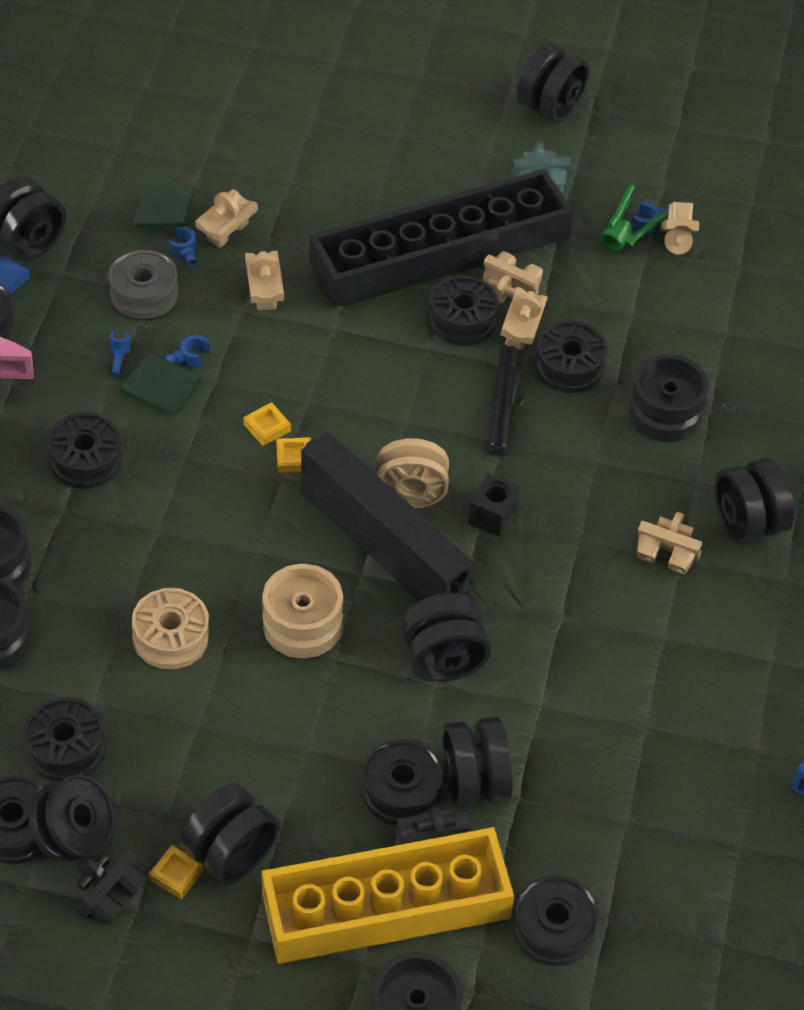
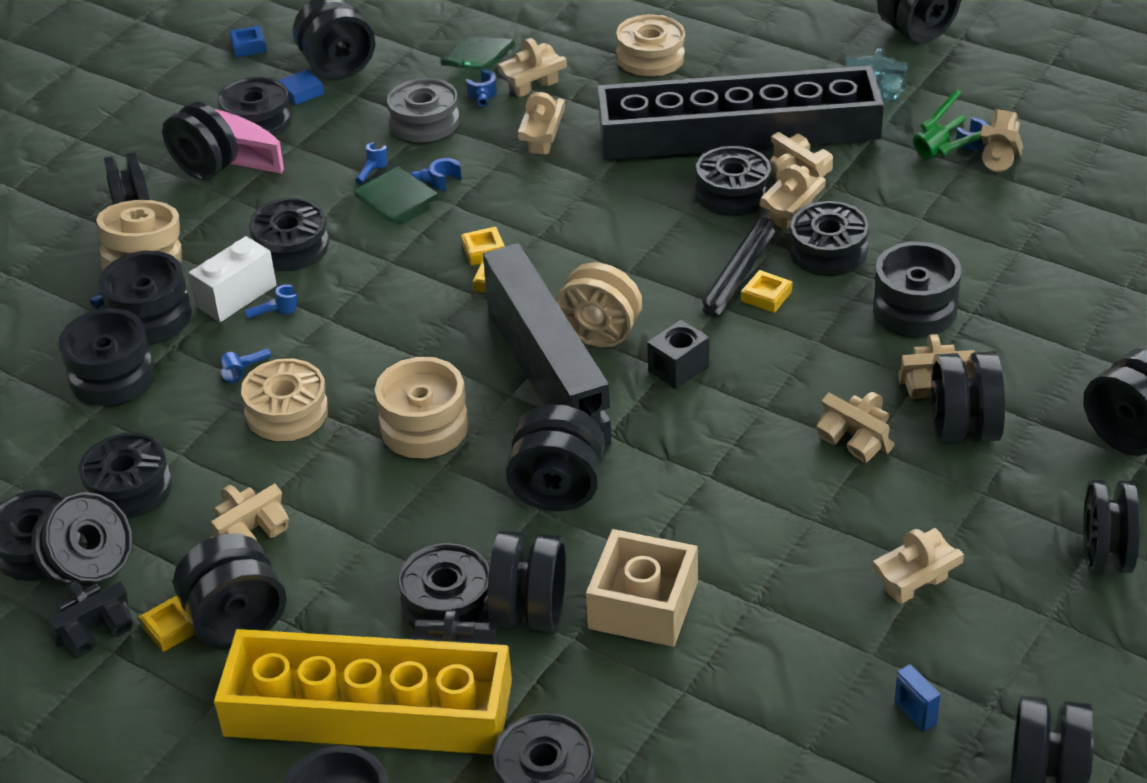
camera: 25 degrees right, 10 degrees down
(58, 511) = (232, 278): none -> white brick
(101, 601) = (234, 365): none -> blue hand
(111, 525) = (284, 302): none -> blue hand
(211, 745) = (245, 511): none -> tan hips
(323, 170) = (650, 45): none -> tan wheel
(536, 420) = (766, 291): none -> yellow tile
(567, 741) = (642, 587): none -> tan brick
(699, 478) = (917, 367): none -> tan hips
(768, 665) = (917, 562): none -> tan hips

